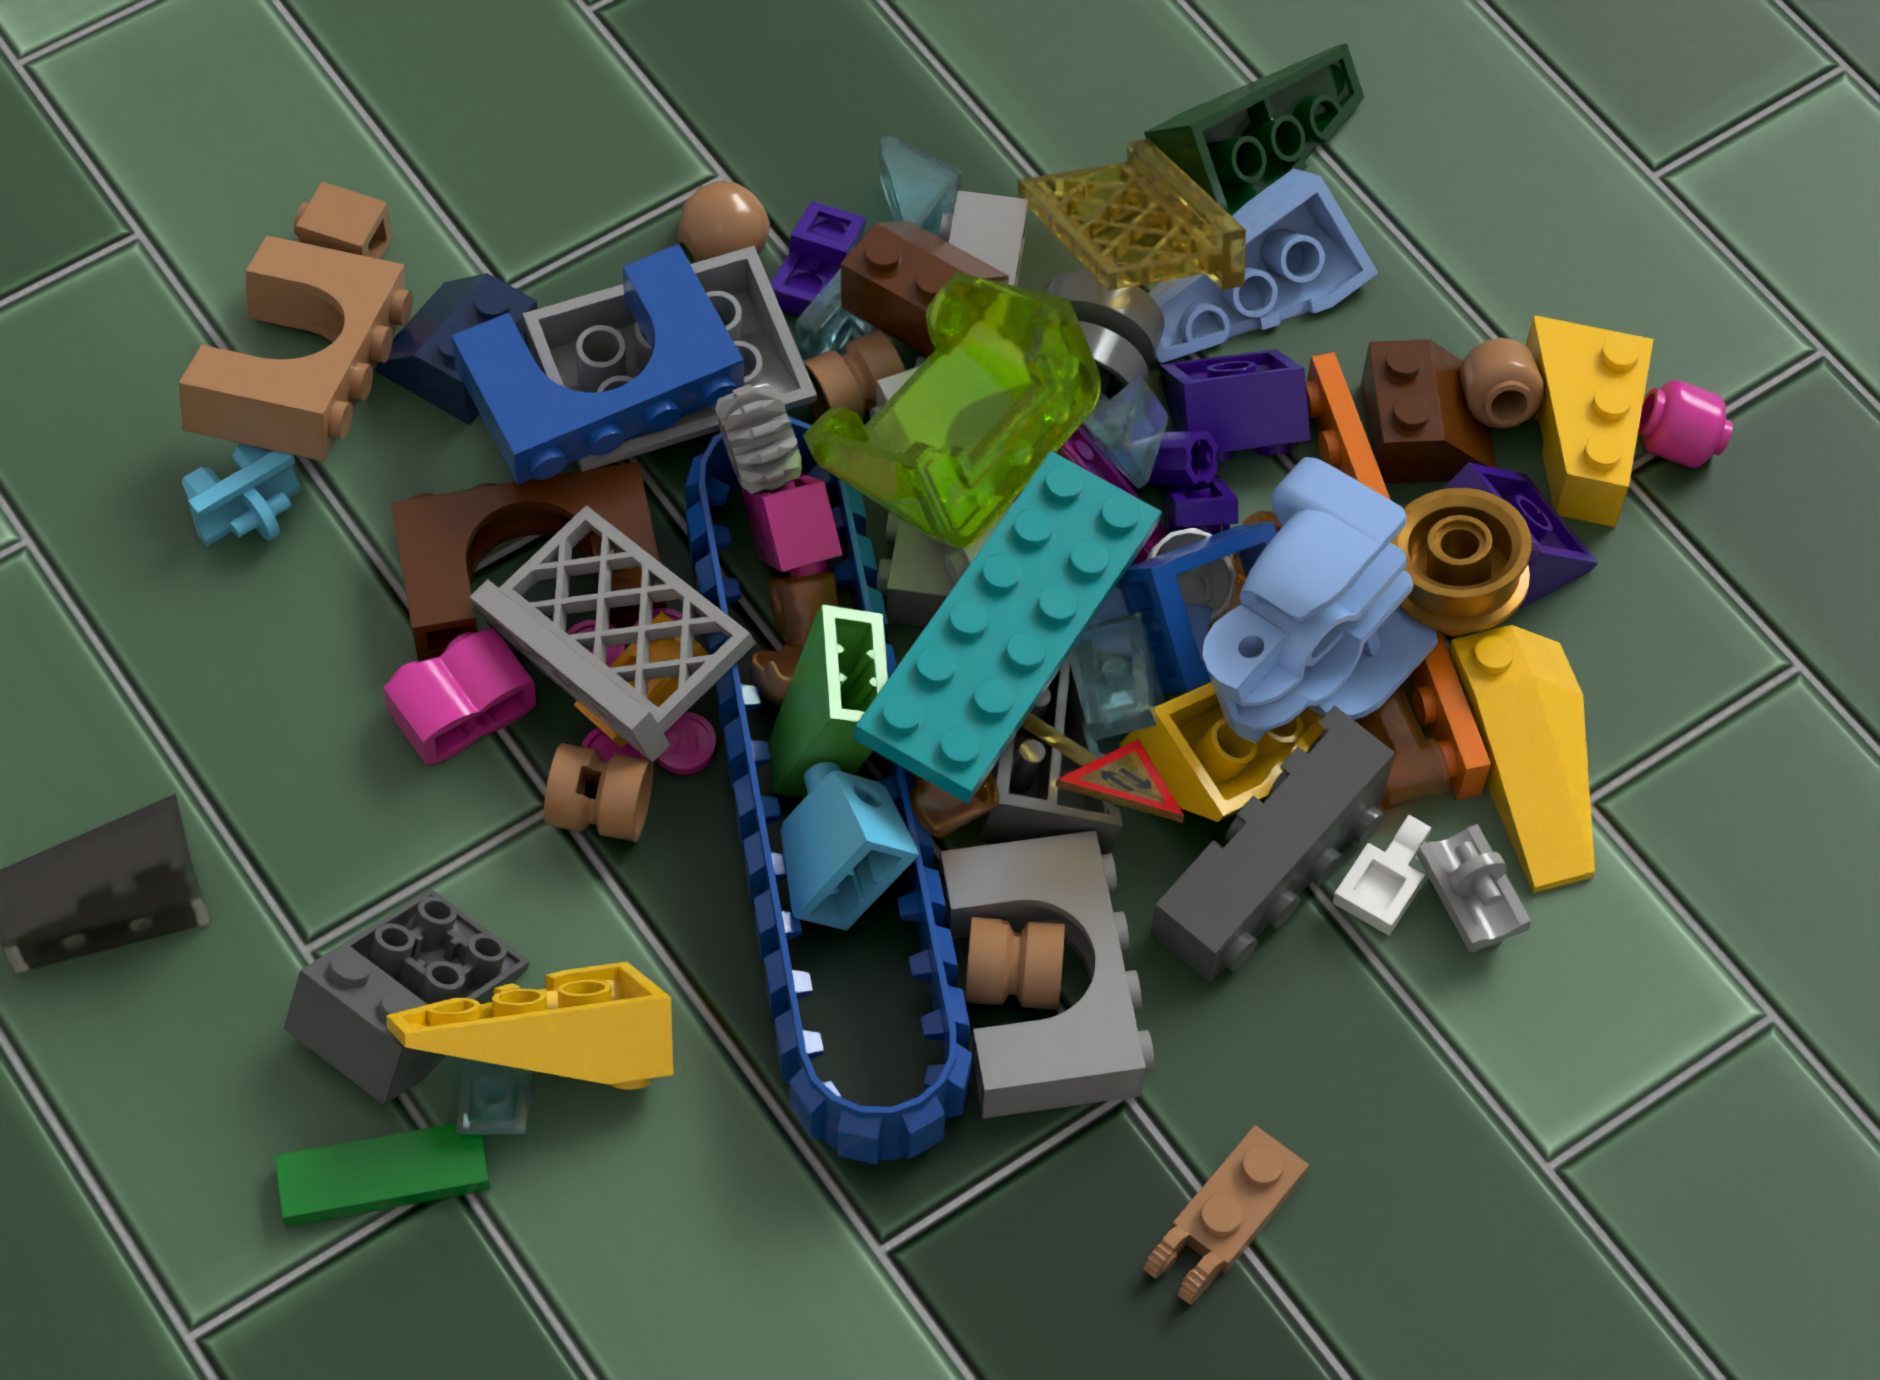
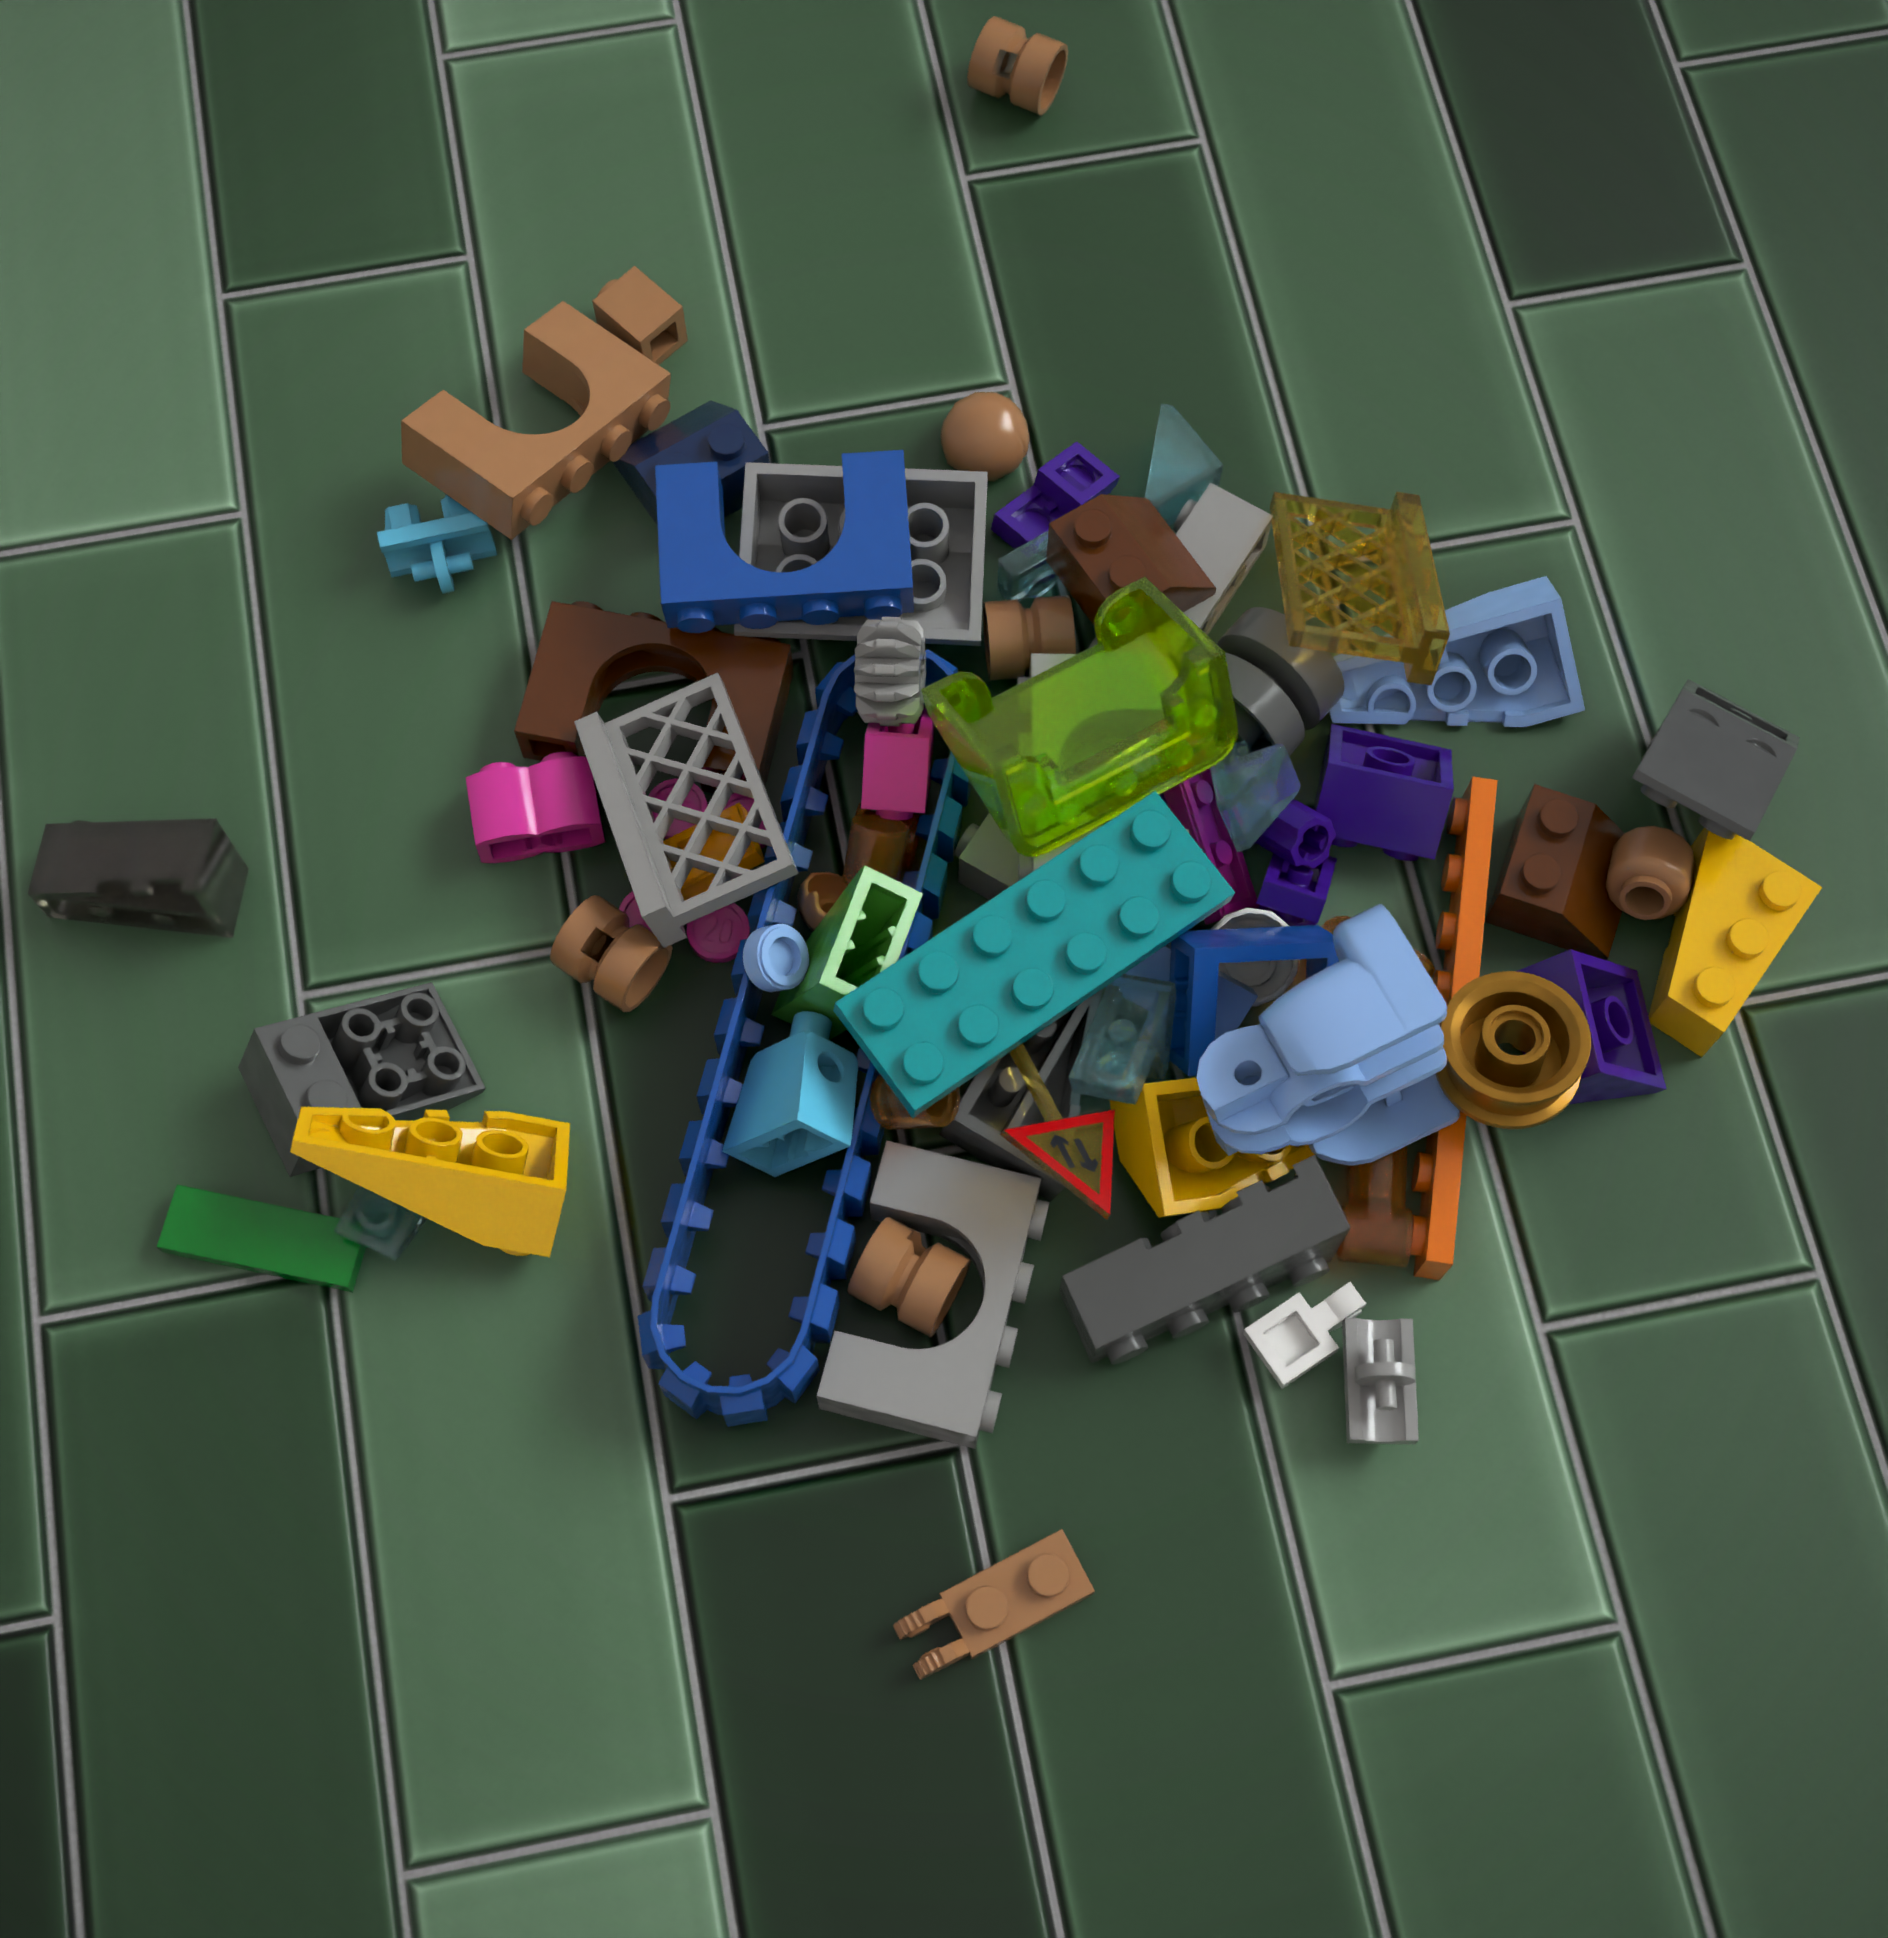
camera: 25 degrees right, 10 degrees up
(770, 723) = (775, 958): none -> light blue tile
(1263, 128) = (1532, 524): dark green wedge -> none
(1515, 265) = (1716, 762): none -> dark grey slope
(1536, 746) = (1512, 1248): yellow wedge -> none
(1684, 423) = (1817, 981): dark pink head -> none

